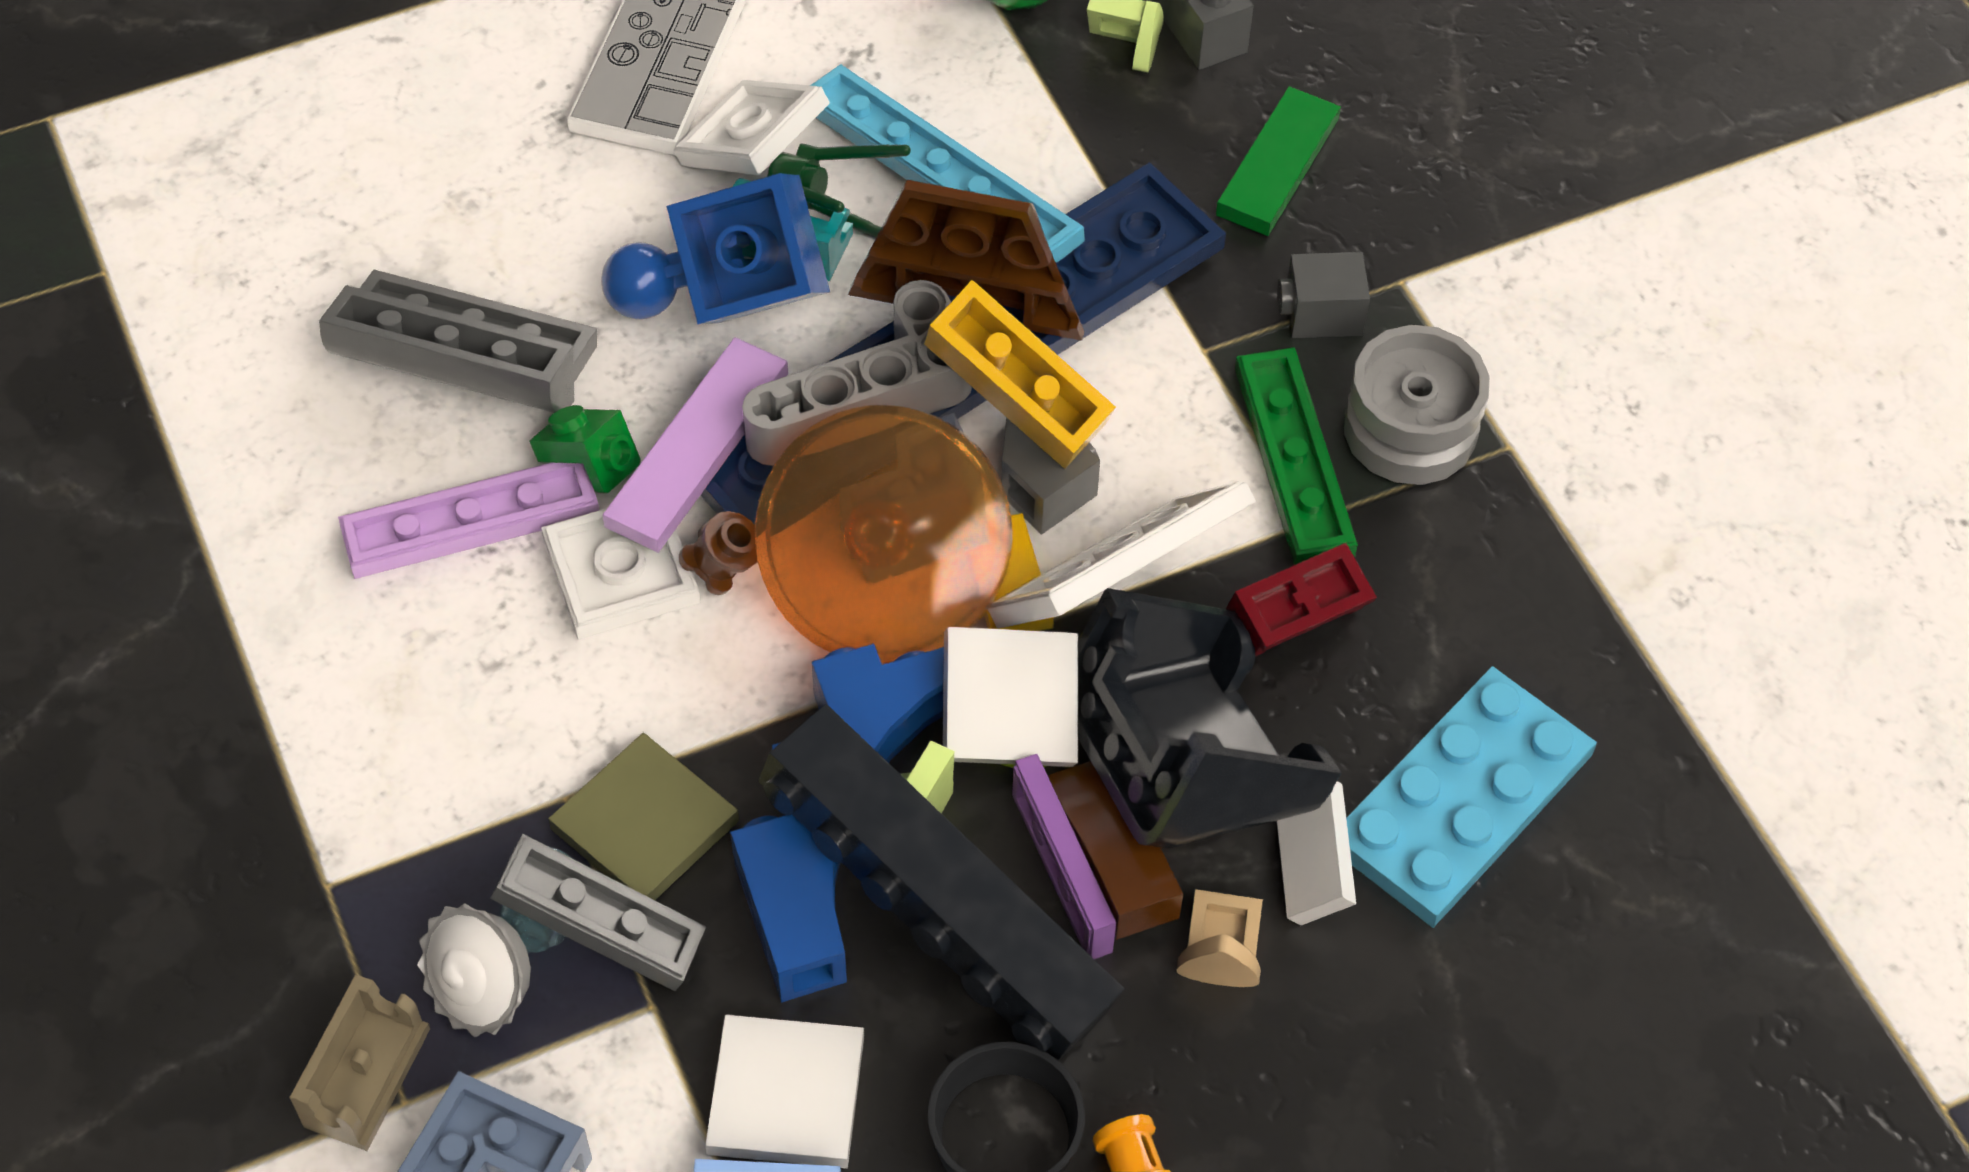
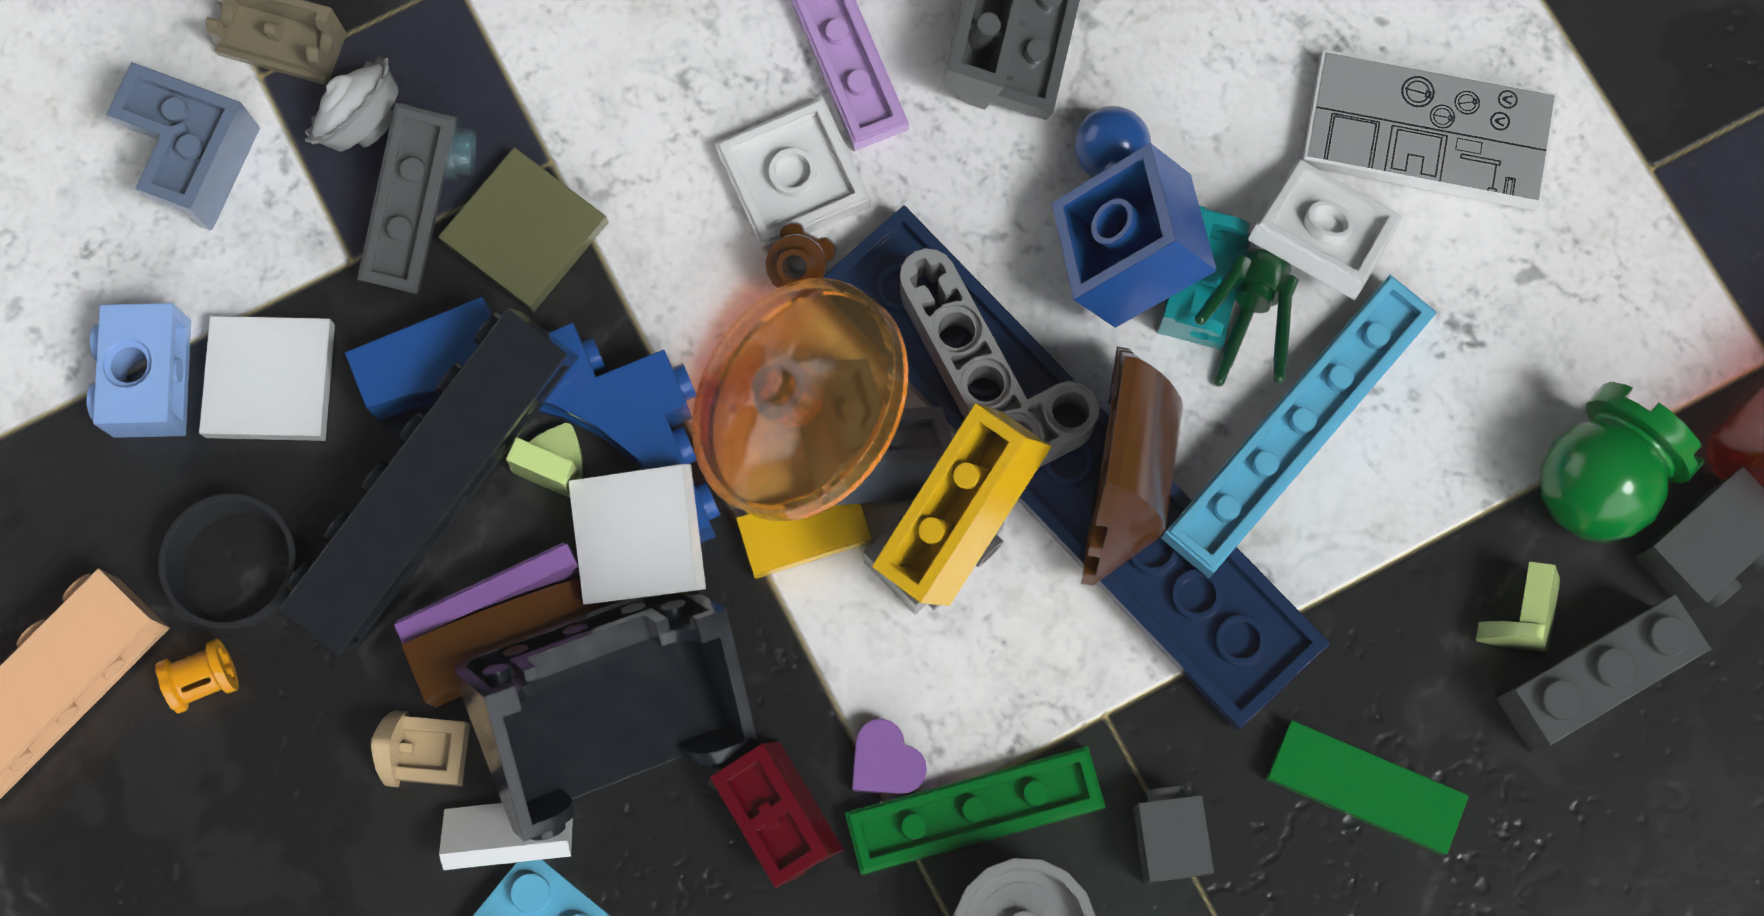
camera: 90 degrees right, 20 degrees up
(590, 438) = (914, 125): green bracket -> none
(691, 447) = (910, 218): lavender tile -> none
(1120, 555) = (794, 630): white tile -> none
(1252, 528) = (885, 762): none -> medium lavender tile

